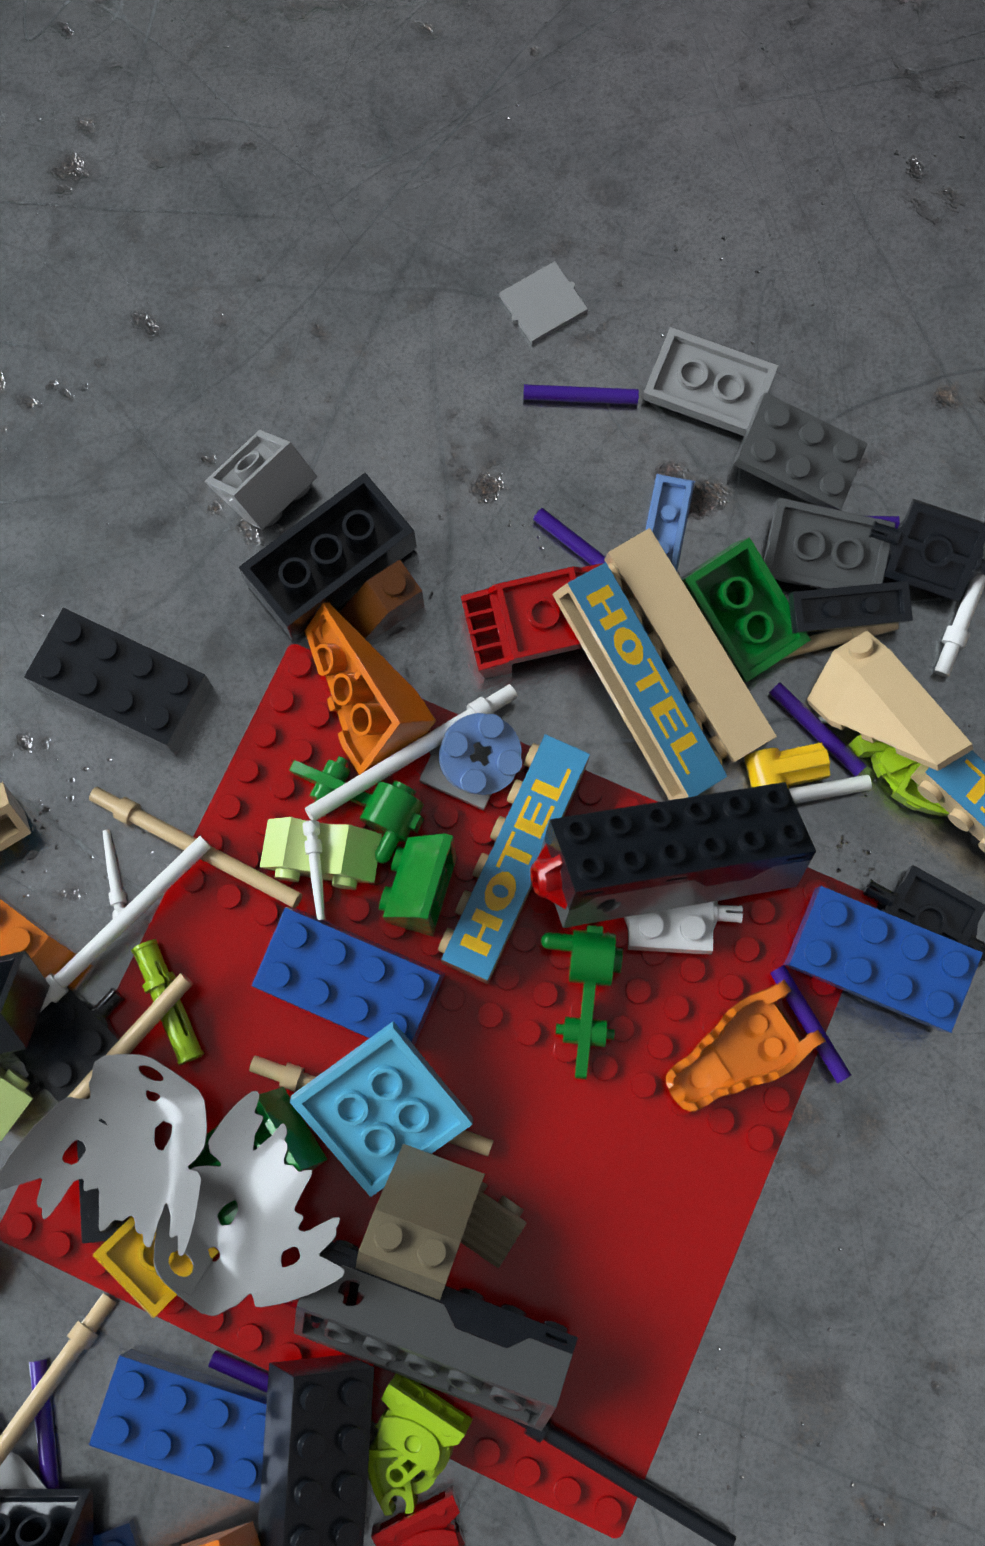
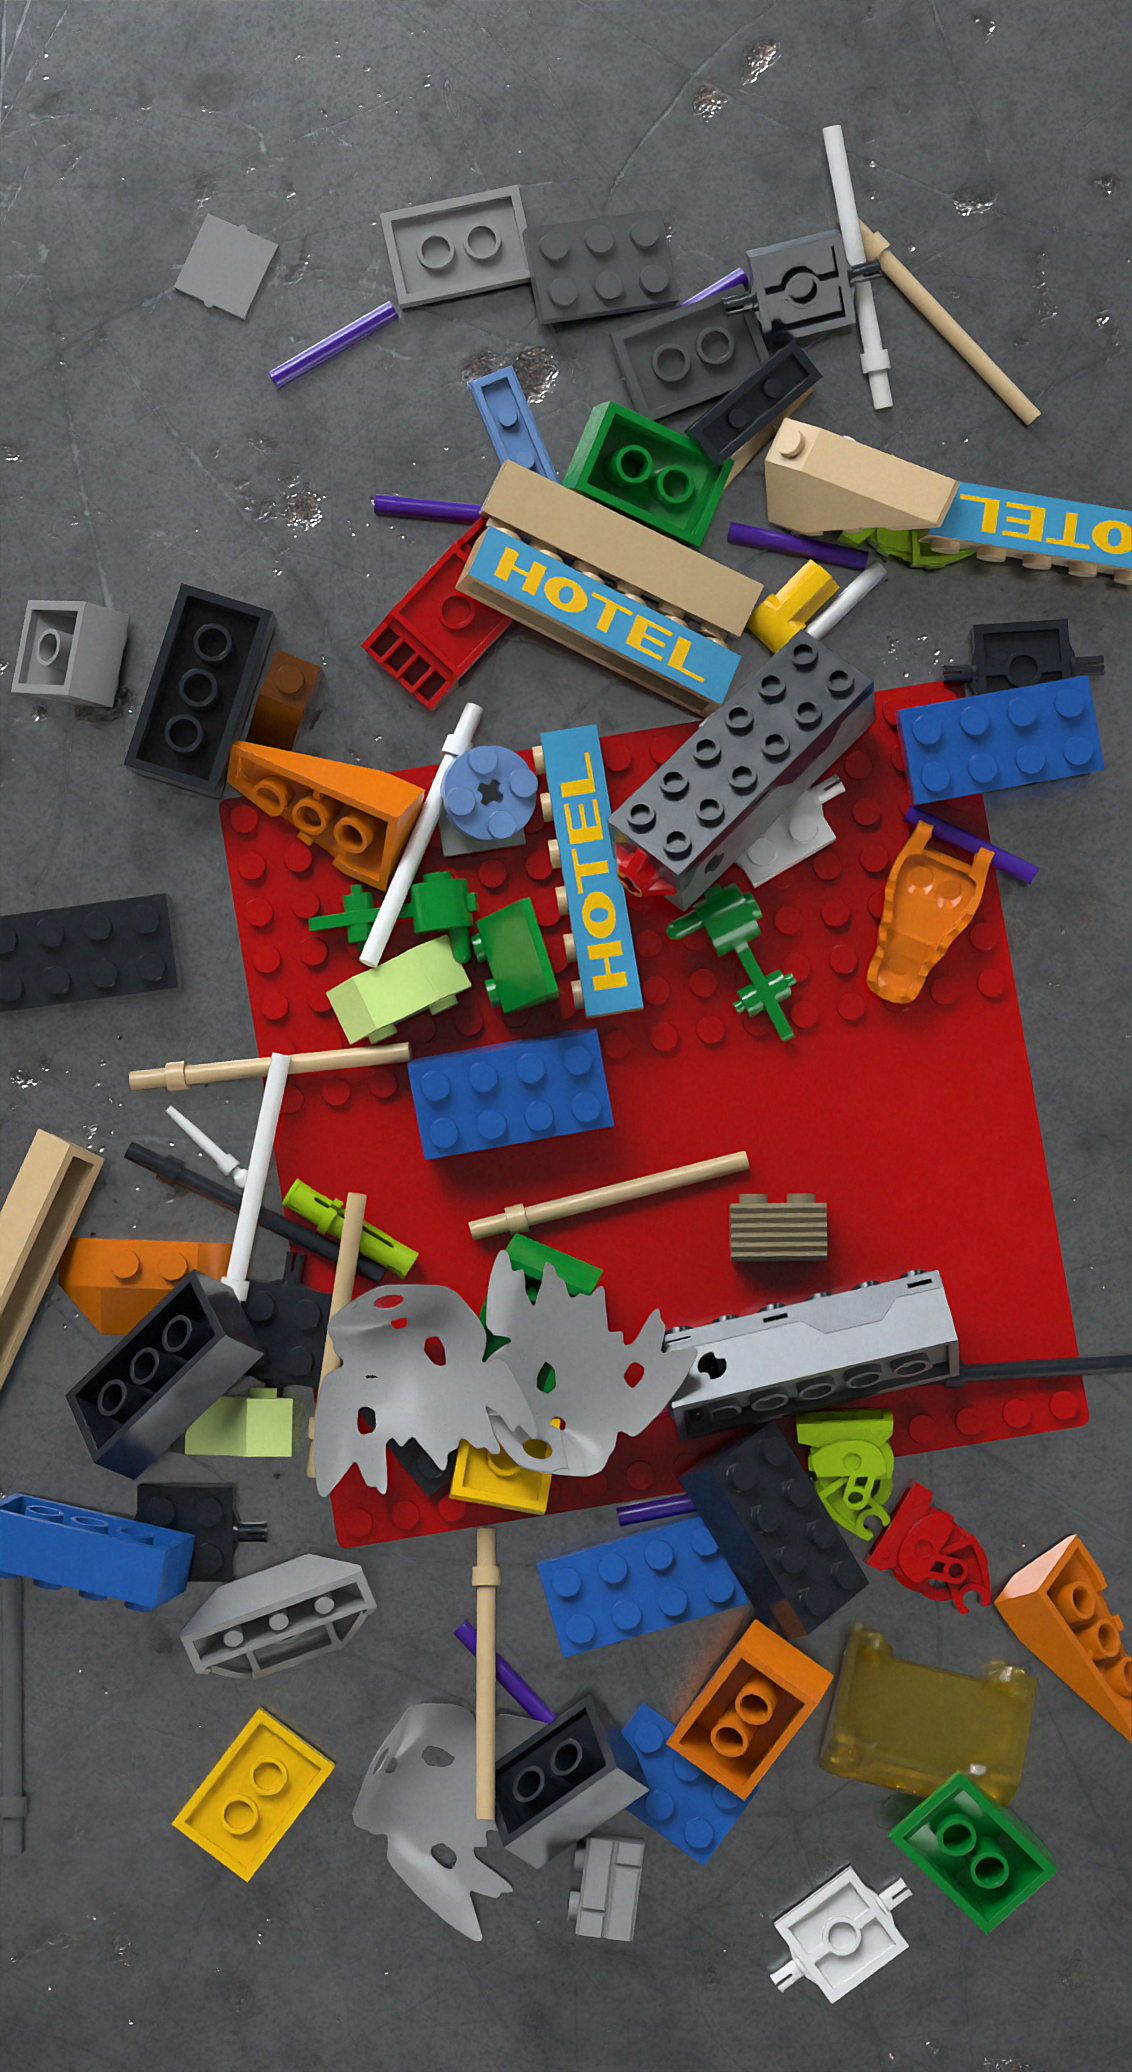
camera: 30 degrees left, 10 degrees up
(75, 877) = (173, 1171): none -> black bar
(313, 848) = (395, 992): white piece -> none
(377, 1103) = (625, 1190): medium azure plate -> none
(419, 1221) = (731, 1264): dark tan slope -> none

